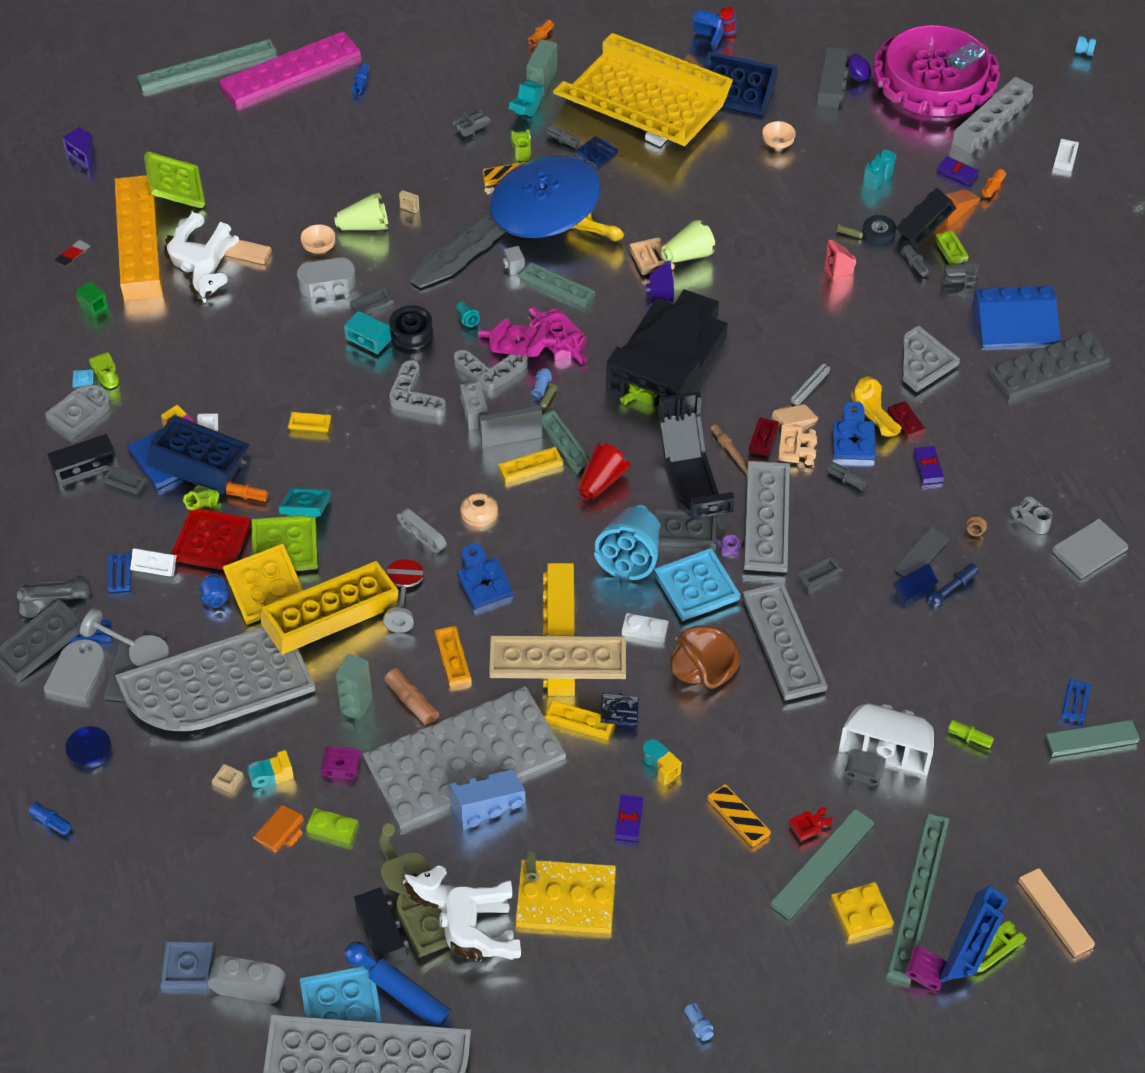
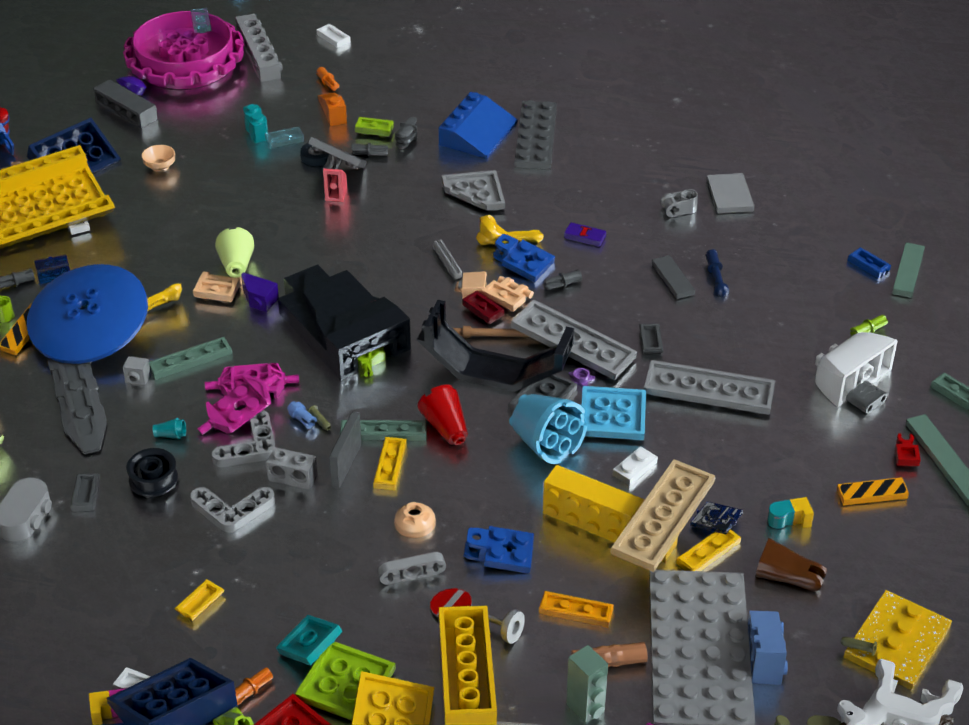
camera: 60 degrees left, 10 degrees down
(367, 332) = (131, 503): teal brick -> none
(592, 780) = (786, 566): none -> reddish brown piece
(629, 818) = (836, 561): dark purple tile -> none
(704, 656) = (700, 437): dark orange piece -> none
(849, 231) = (301, 169): olive piece -> none
(876, 241) = (336, 155): none -> dark grey plate
(880, 198) = (284, 137): none -> clear light blue plate
(906, 418) = (528, 224): dark red plate -> none
(915, 582) = (701, 290): clear blue tile -> none
(926, 217) = (338, 118): black brick -> none
(957, 170) = (294, 90): dark purple tile -> none
(976, 525) = (668, 235): medium nougat plate -> none

